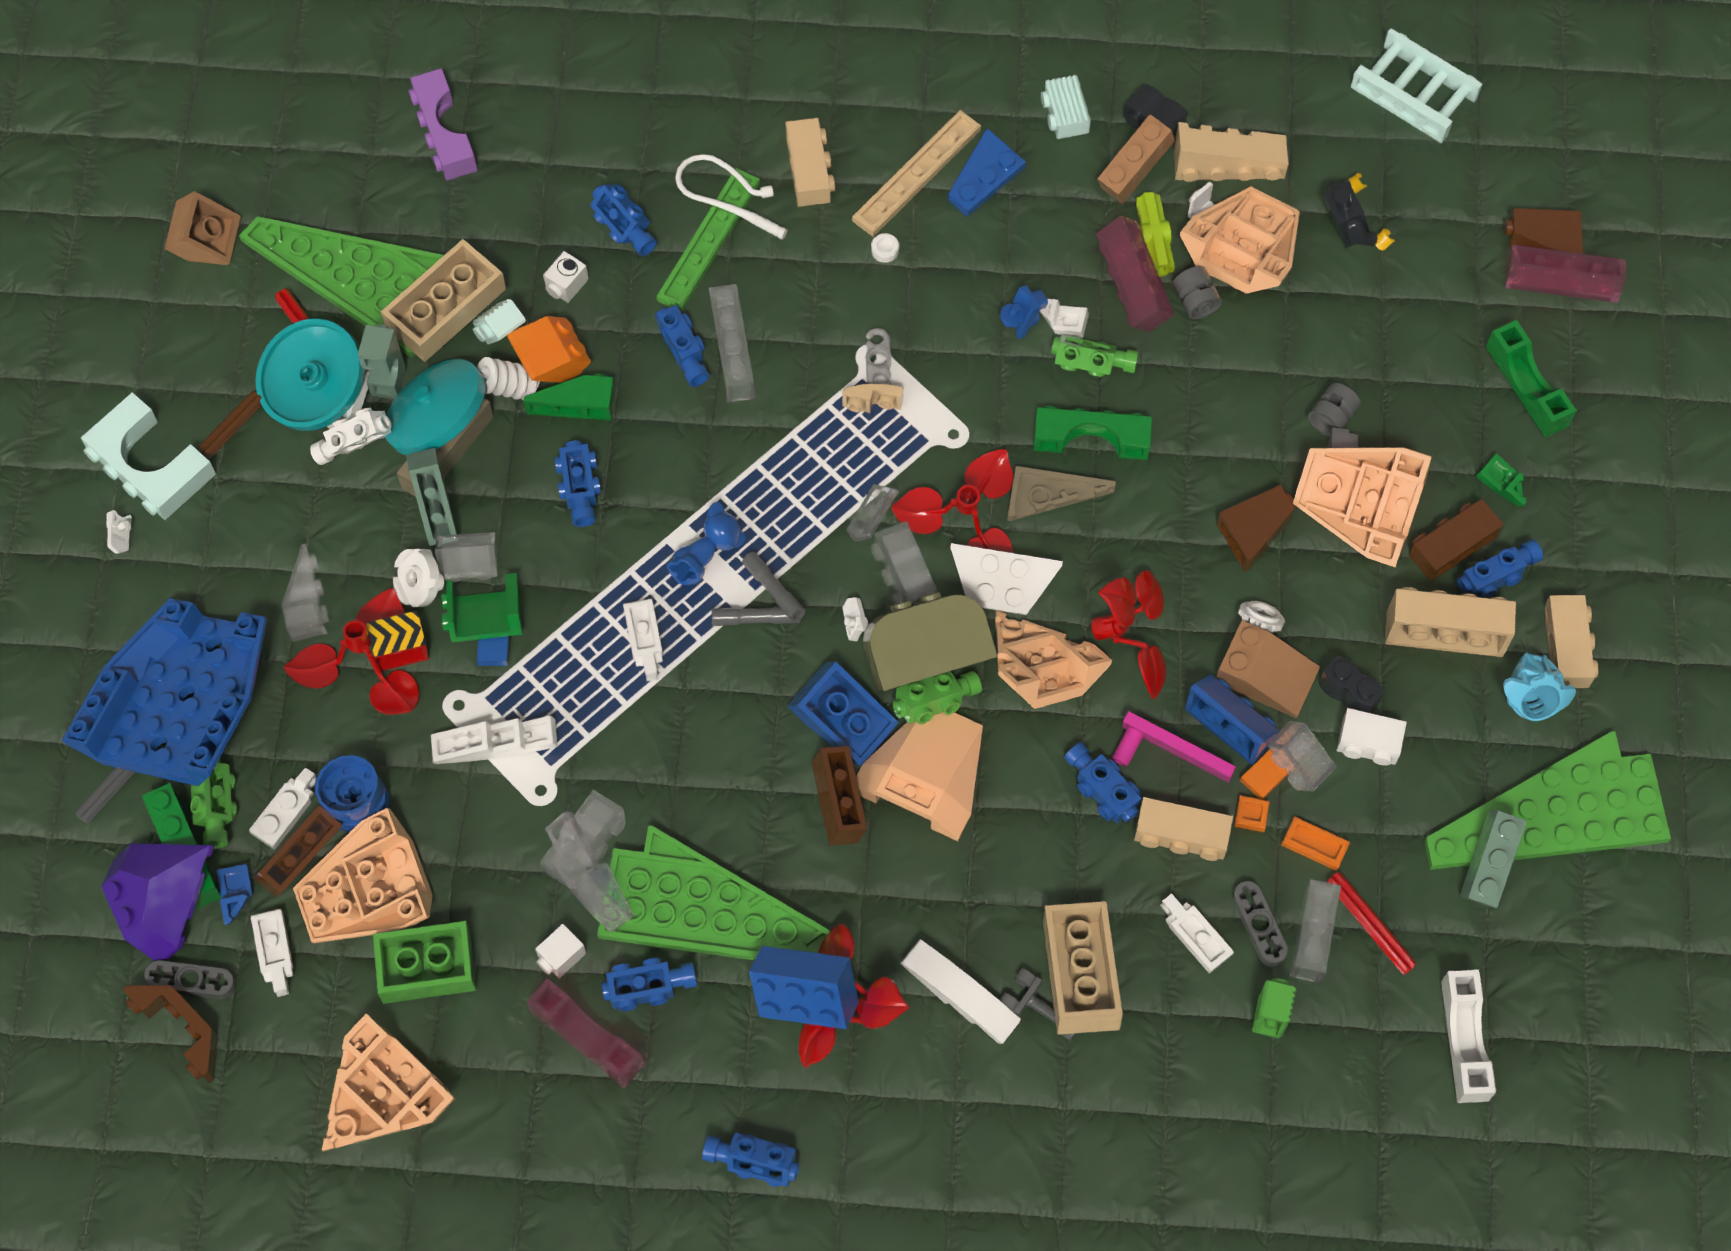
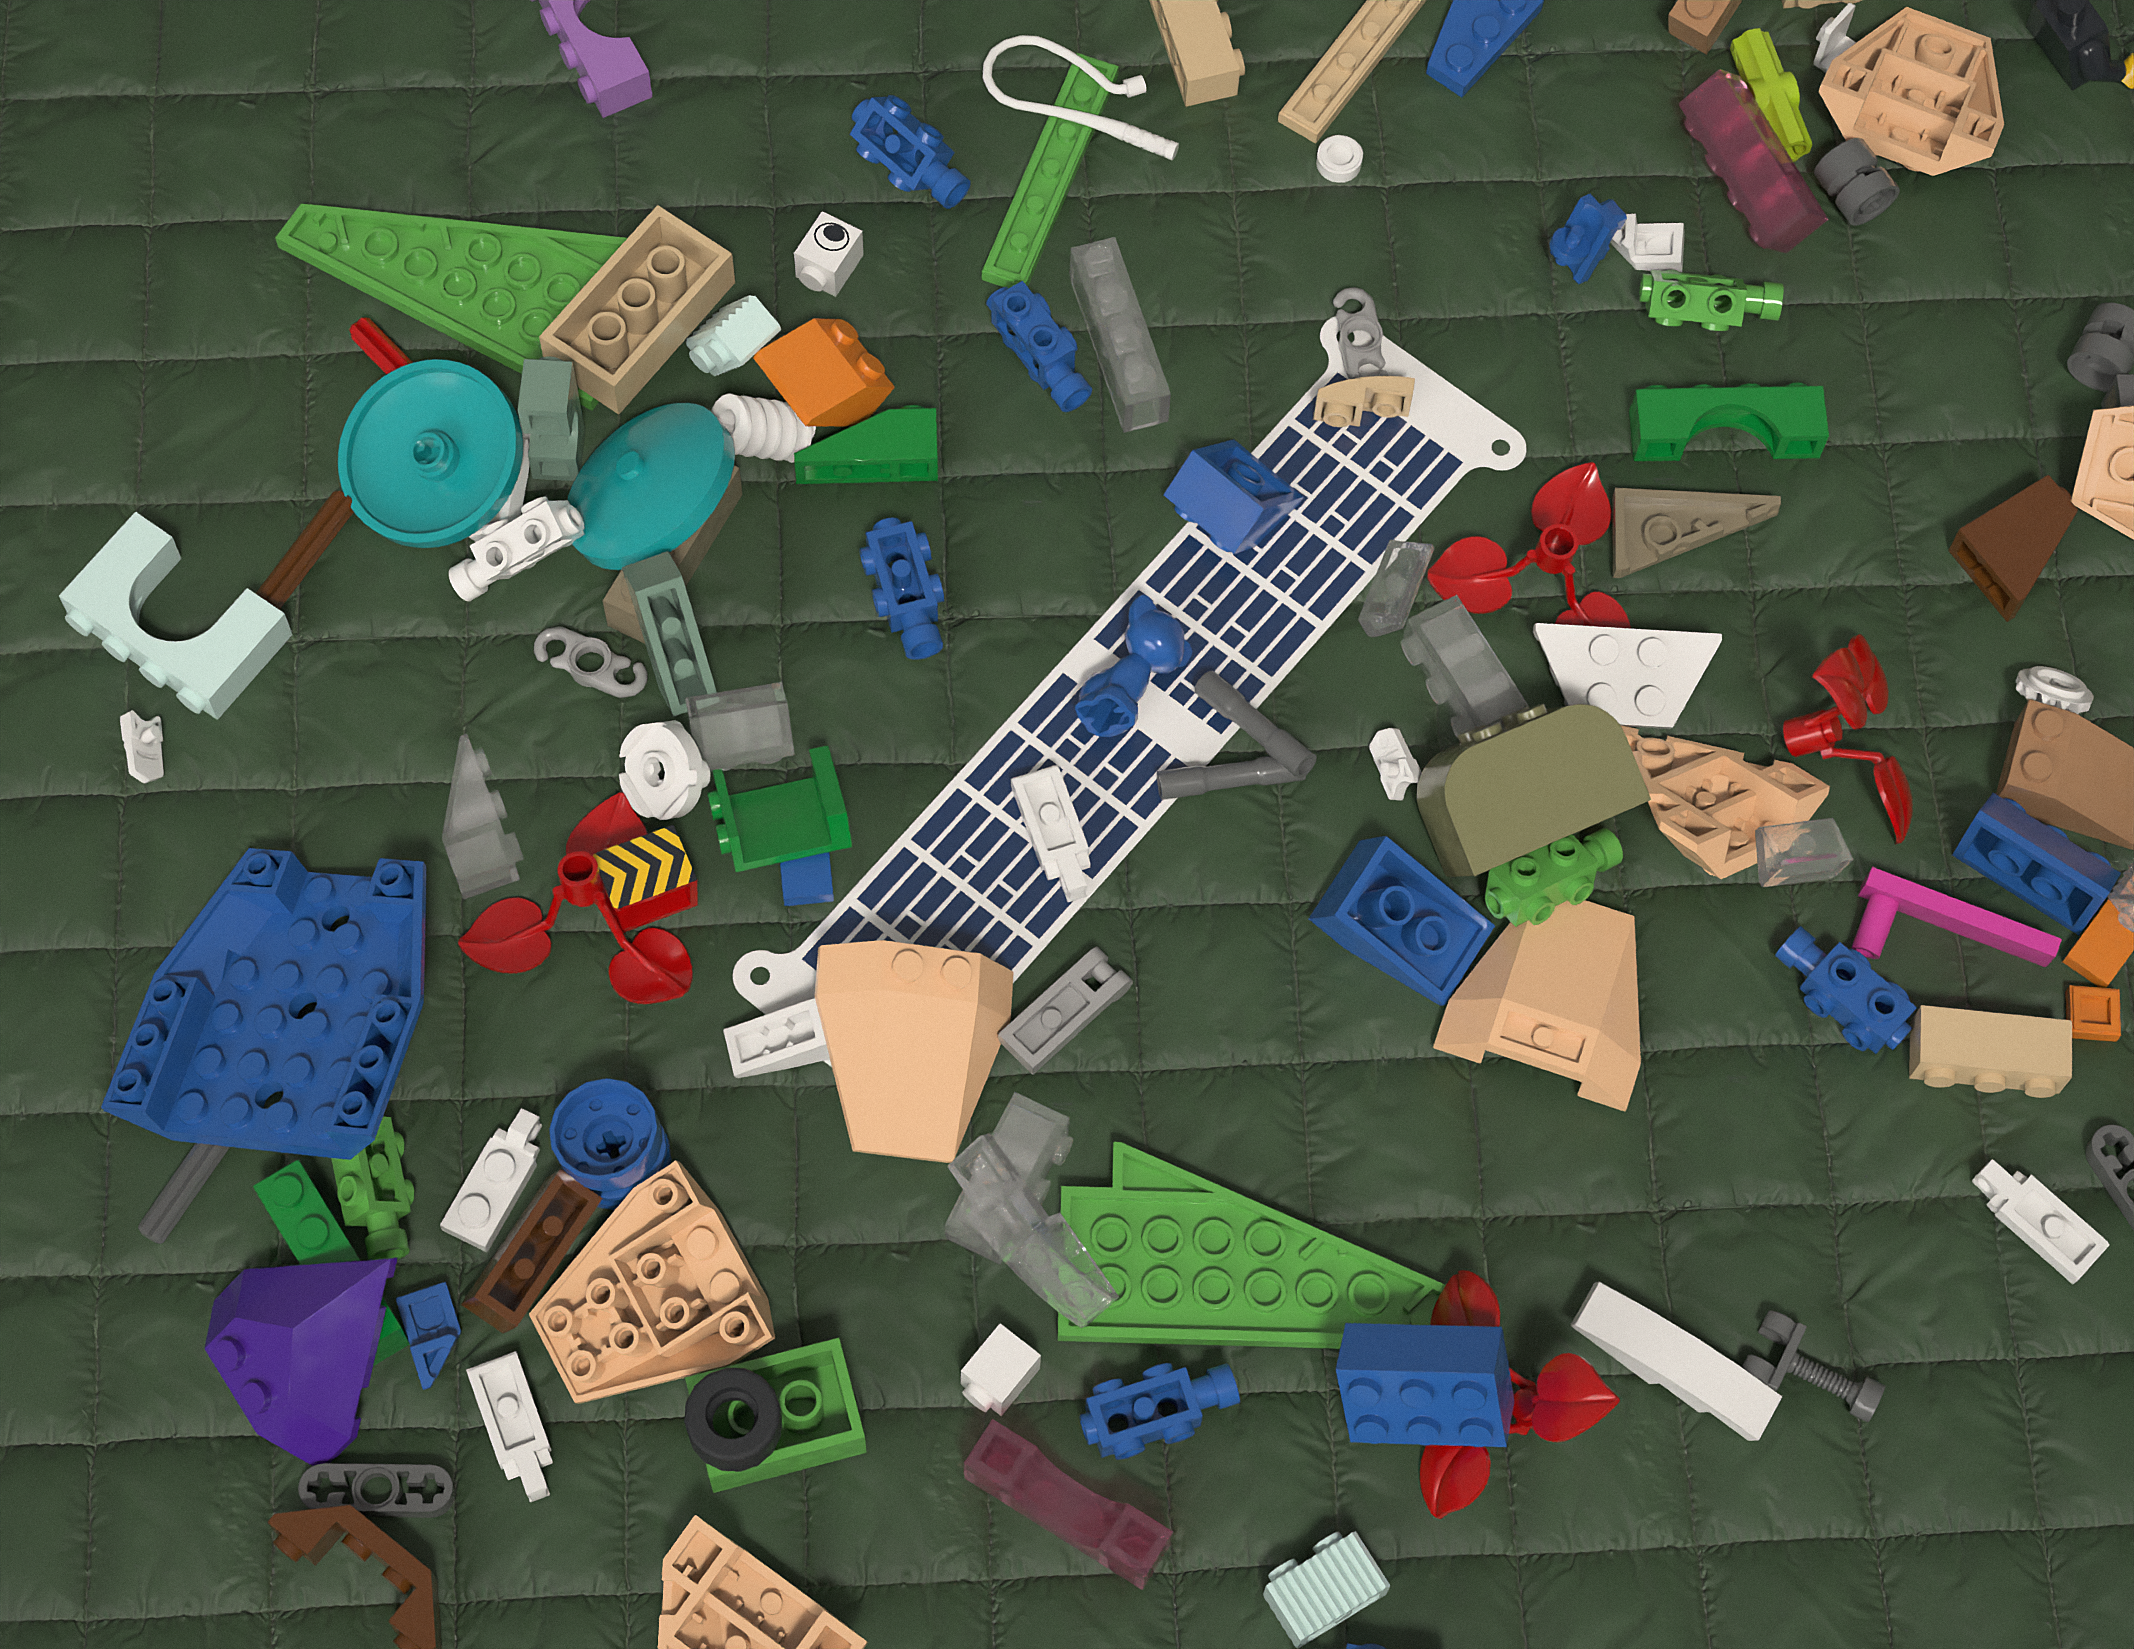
camera: 10 degrees left, 0 degrees up
(202, 230) = (212, 235): medium nougat slope -> none
(387, 943) = (722, 1387): none -> black tyre
(392, 519) = (578, 645): none -> light grey piece
(538, 753) = (910, 1041): none -> light nougat wedge
(633, 744) = (1063, 1010): none -> light grey plate
(730, 1099) = (1324, 1588): none -> light aqua brick
(783, 447) = (1231, 495): none -> blue slope
(839, 795) = (1422, 1057): reddish brown brick -> none
(1082, 968) = (1874, 1299): tan brick -> none
(1088, 697) = (1800, 852): none -> clear slope

